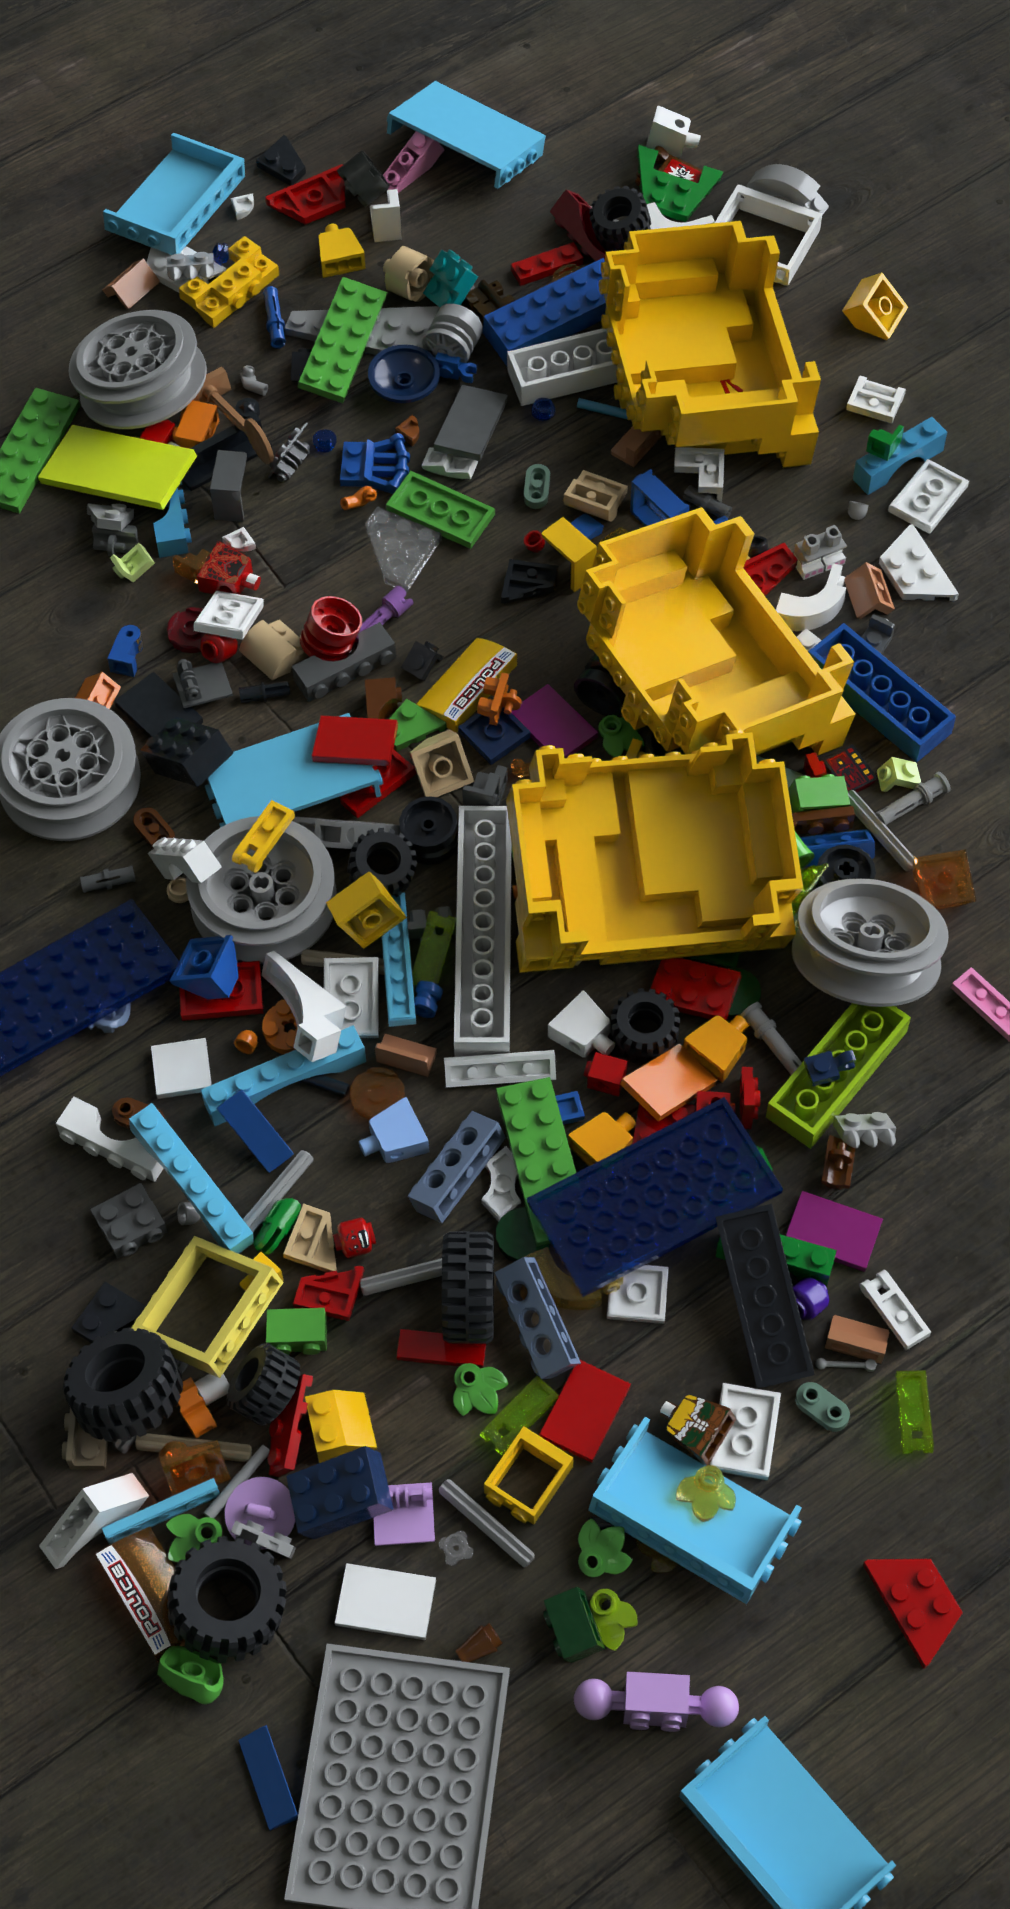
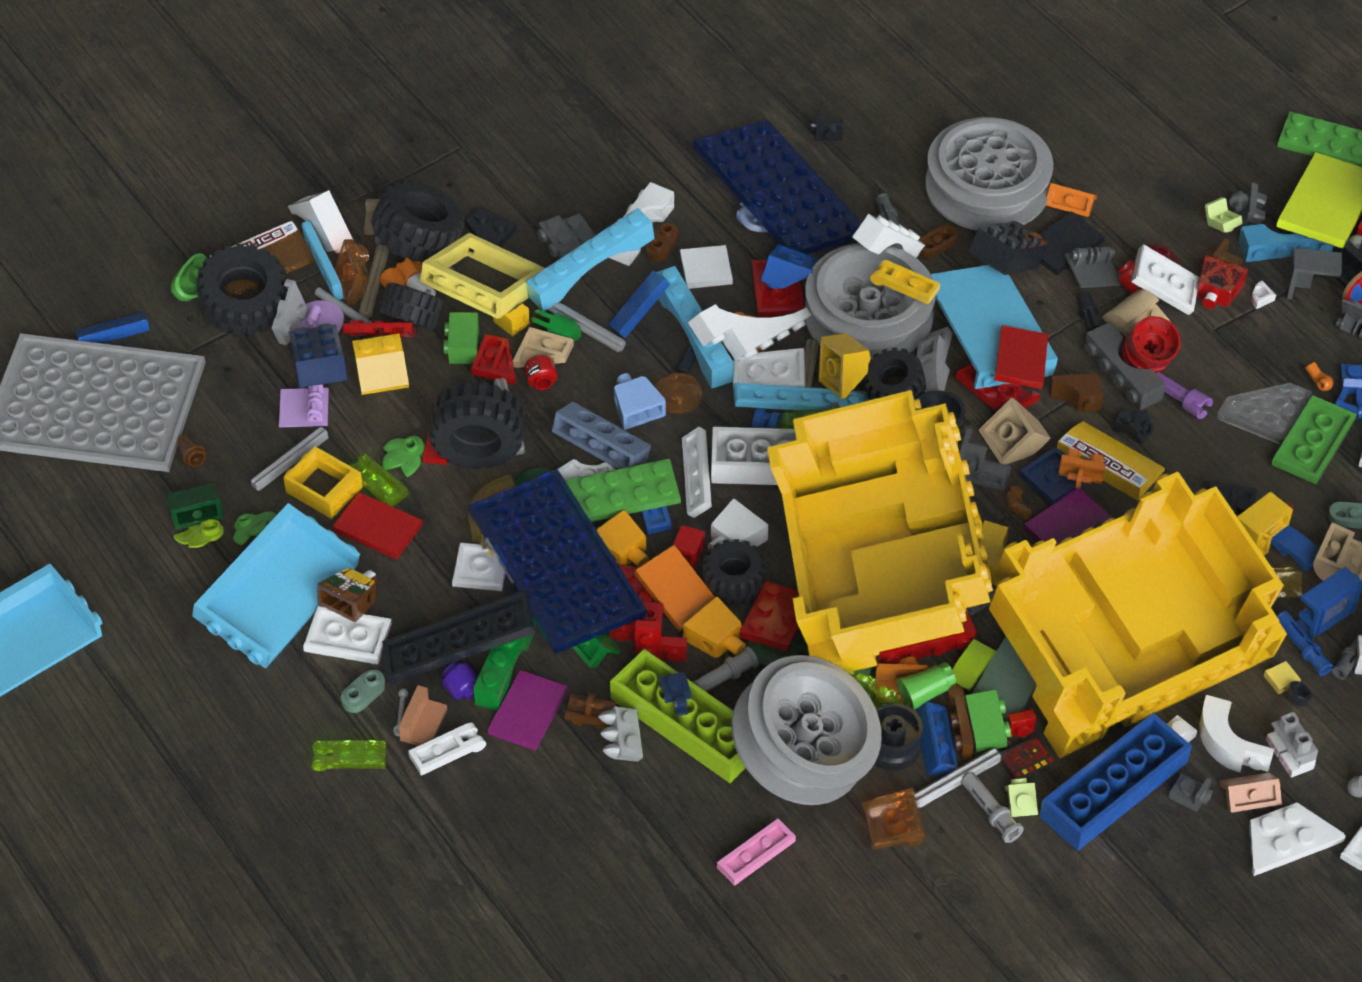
camera: 90 degrees right, 10 degrees down
(110, 517) = (1269, 196): light grey wing -> none
(124, 650) = (1126, 216): blue leg -> none
(188, 1534) = (304, 279): bright green plate -> none
(246, 1041) = (730, 304): orange hinge -> none
(385, 1601) = (235, 396): white tile -> none
(405, 1054) = (713, 408): nougat panel -> none
(414, 724) = (1058, 414): bright green wing -> none
(457, 1539) = (271, 438): clear plate -> none
(550, 1326) = (454, 483): sand blue brick -> none
(656, 1701) = (121, 551): lavender brick -> none
(706, 1497) = (288, 595): clear yellow plate -> none
(770, 567) = (1258, 692): red wing -> none
(916, 1601) = (181, 746): red wing -> none

